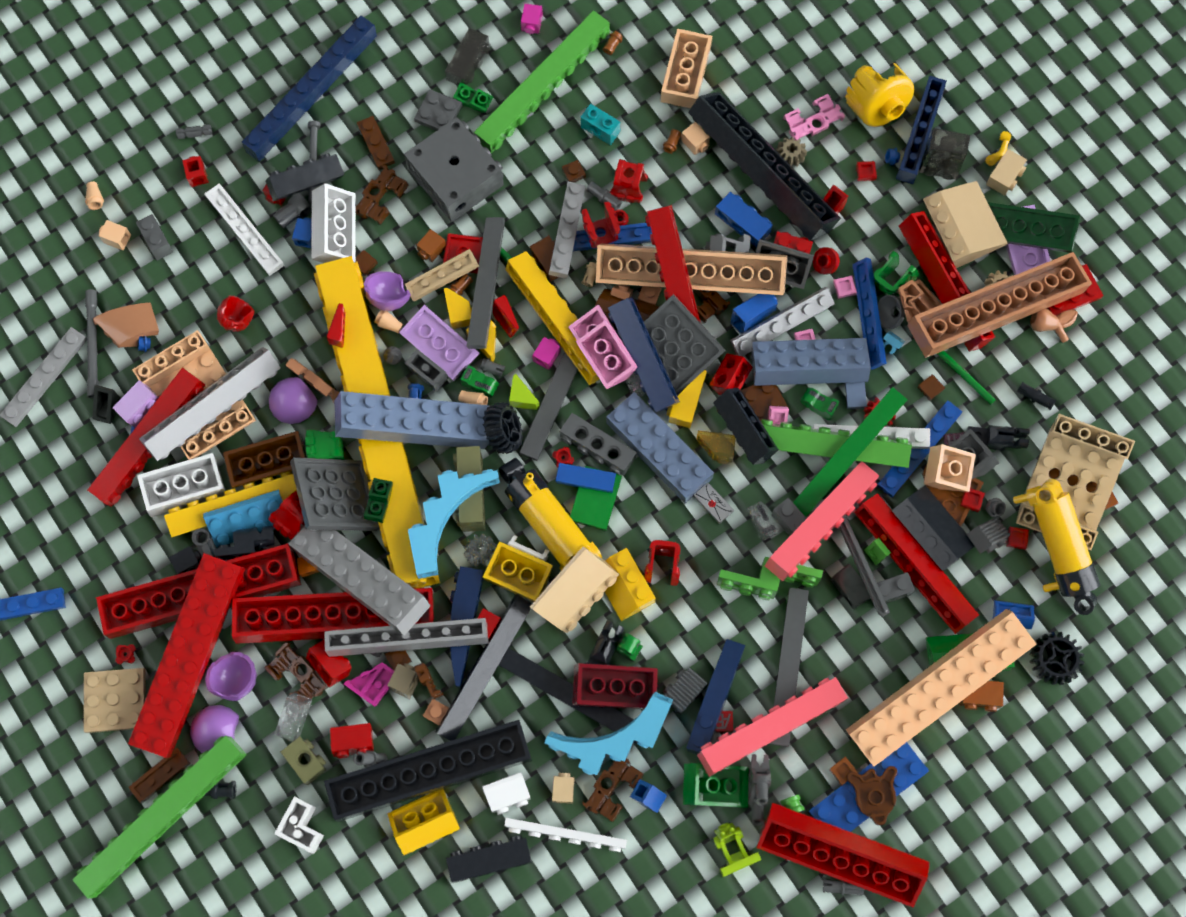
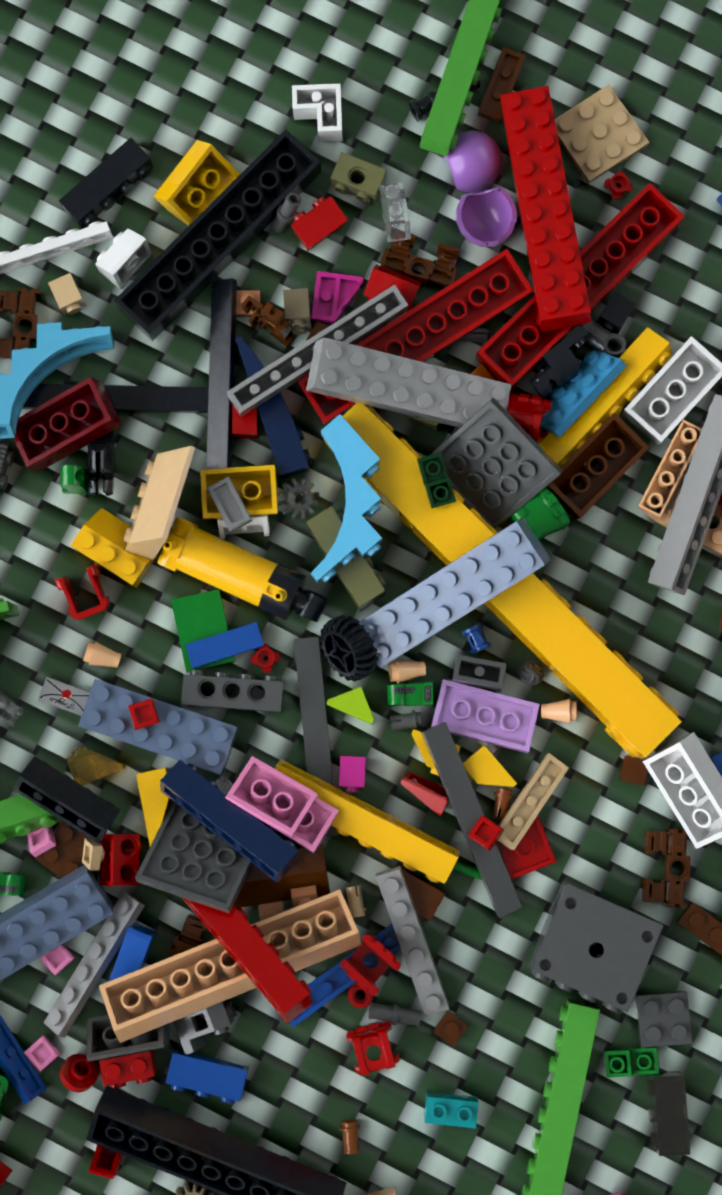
camera: 155 degrees right, 10 degrees up
(292, 401) = (614, 557): medium lavender cylinder -> none
(312, 379) = (584, 586): nougat piece -> none
(337, 328) = (603, 651): red slope -> none
(386, 291) = (583, 743): medium lavender cylinder -> none
(431, 246) = (566, 832): dark orange brick -> none
(481, 266) = (486, 833): none -> red tile
(529, 563) = (229, 504): none -> light grey tile
(664, 454) = (144, 714): none -> red tile
(674, 516) = (99, 655): none -> light nougat cone
(695, 138) = (322, 1155): light nougat brick -> none
(747, 385) = (92, 854): none -> tan plate

